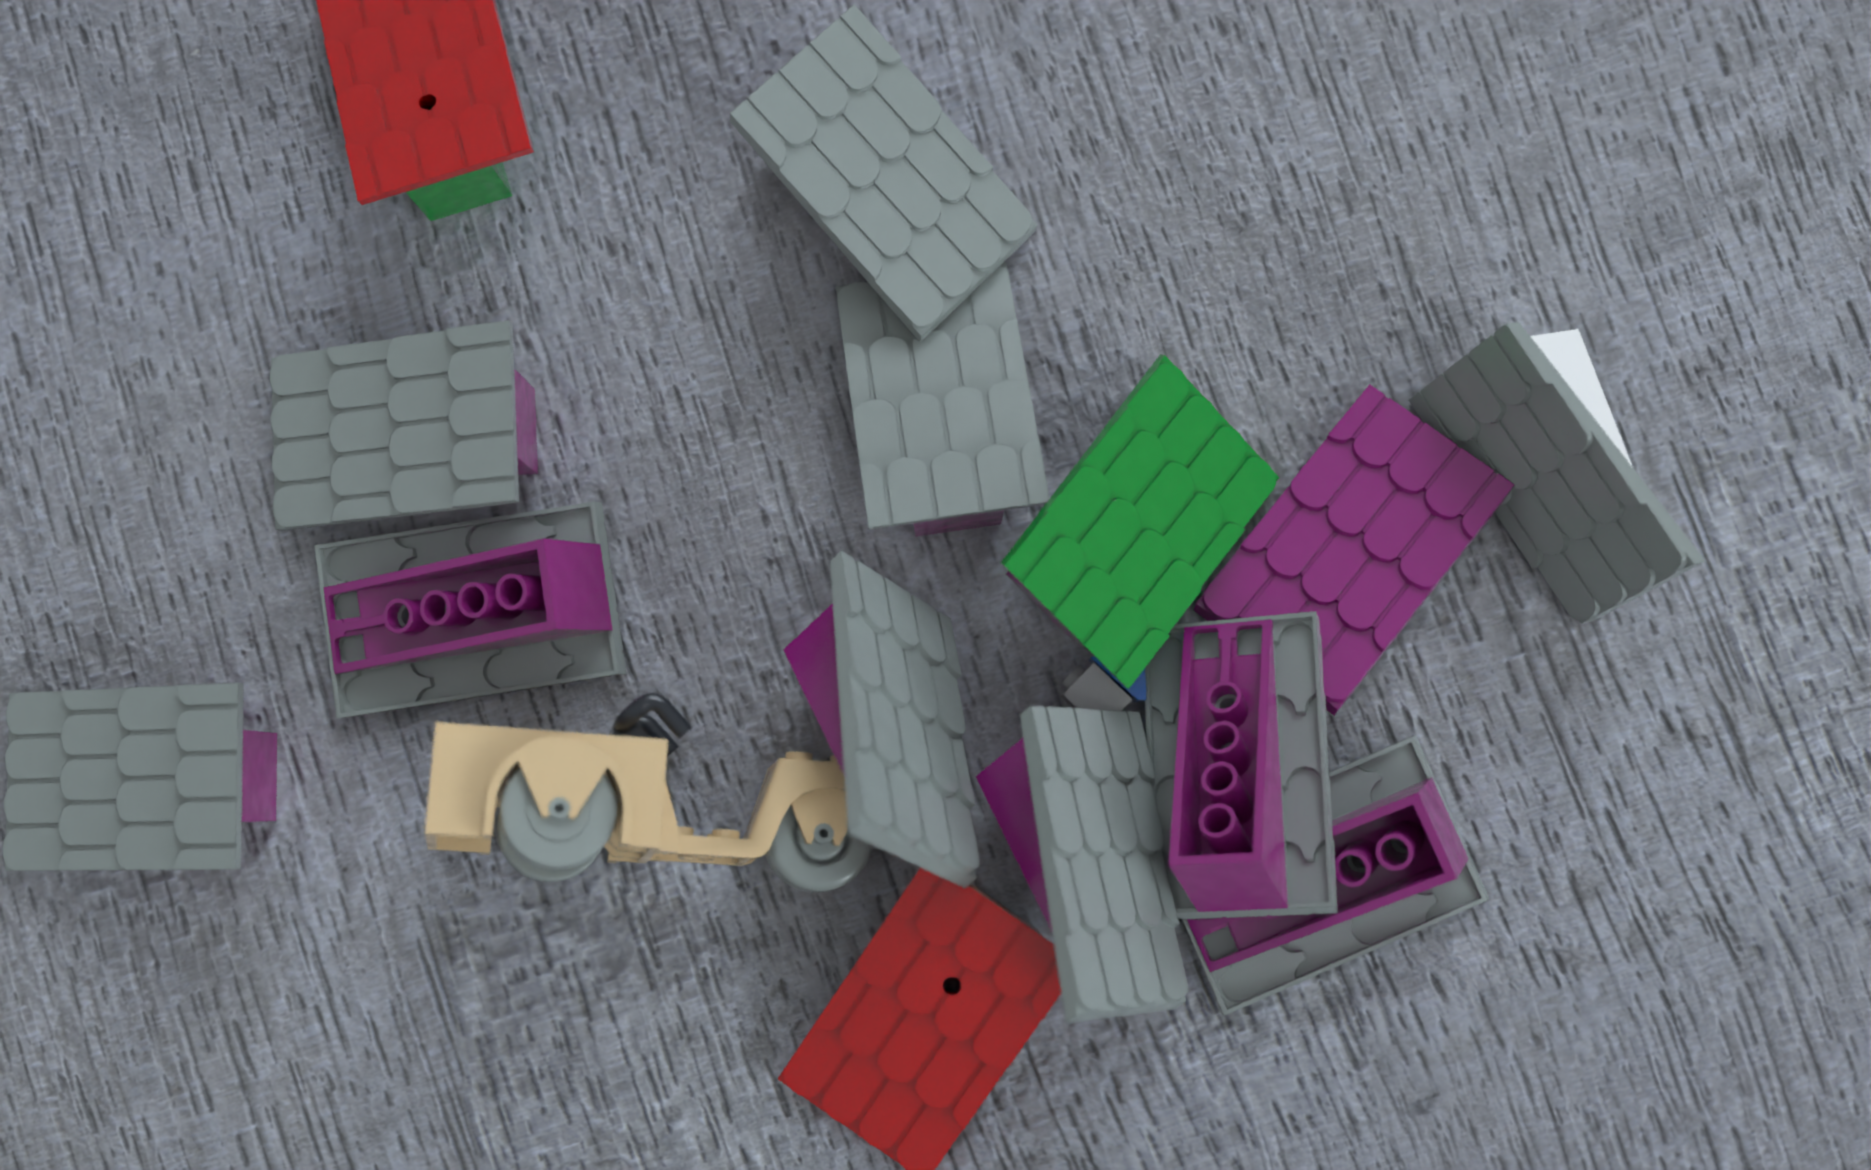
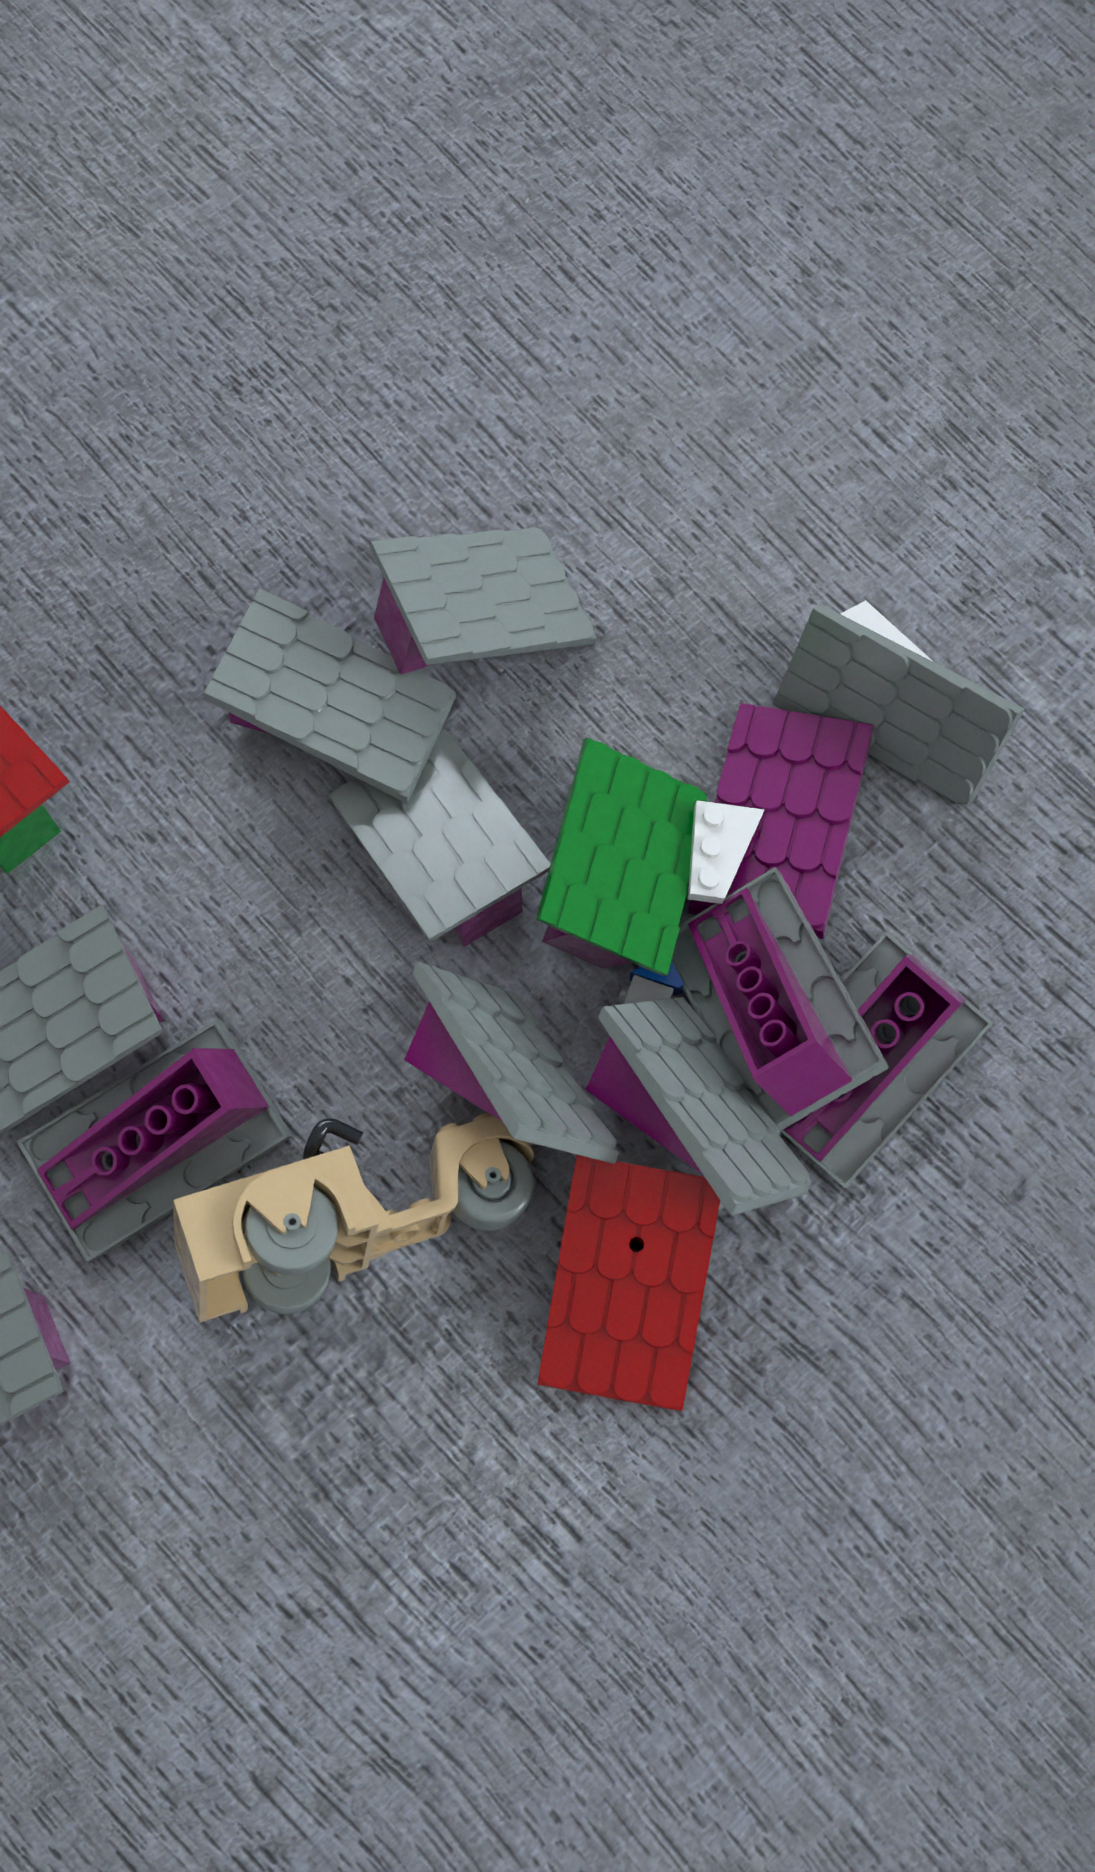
camera: 25 degrees left, 10 degrees down
(1109, 124) = (474, 597): none -> light grey piece
(1261, 554) = (718, 846): none -> white wing

